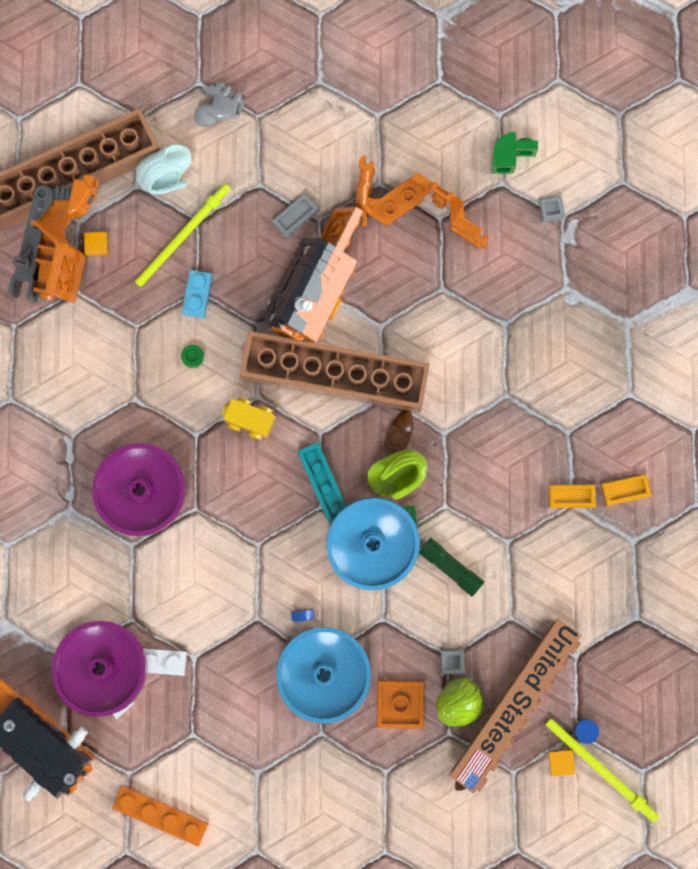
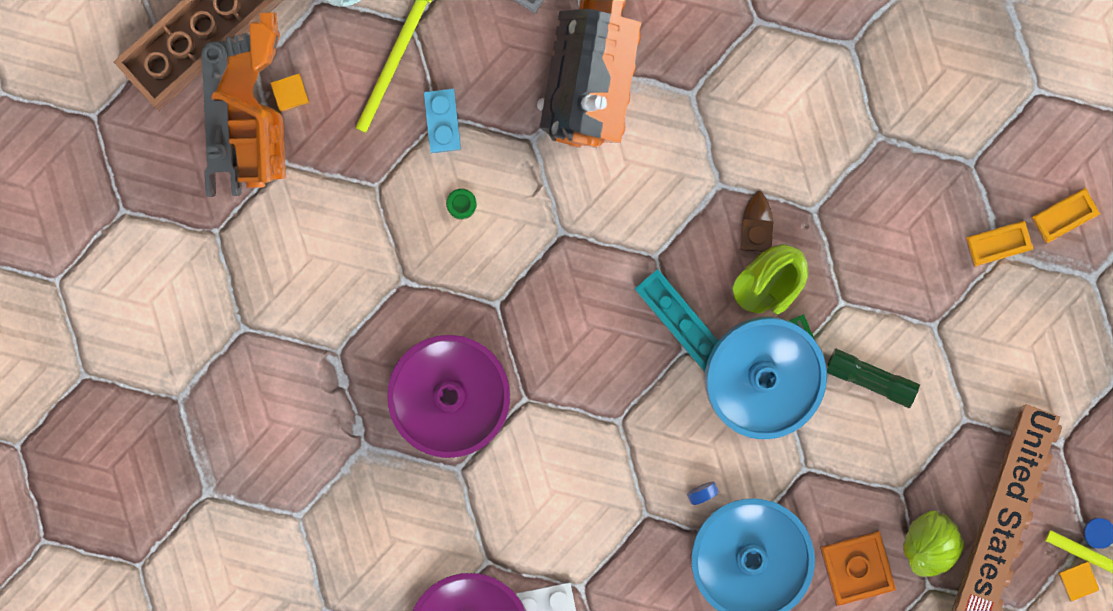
camera: 20 degrees left, 5 degrees up
(242, 415) = (562, 264): yellow brick -> none
(334, 371) = (653, 172): nougat brick -> none
(452, 662) = (907, 496): light grey tile -> none

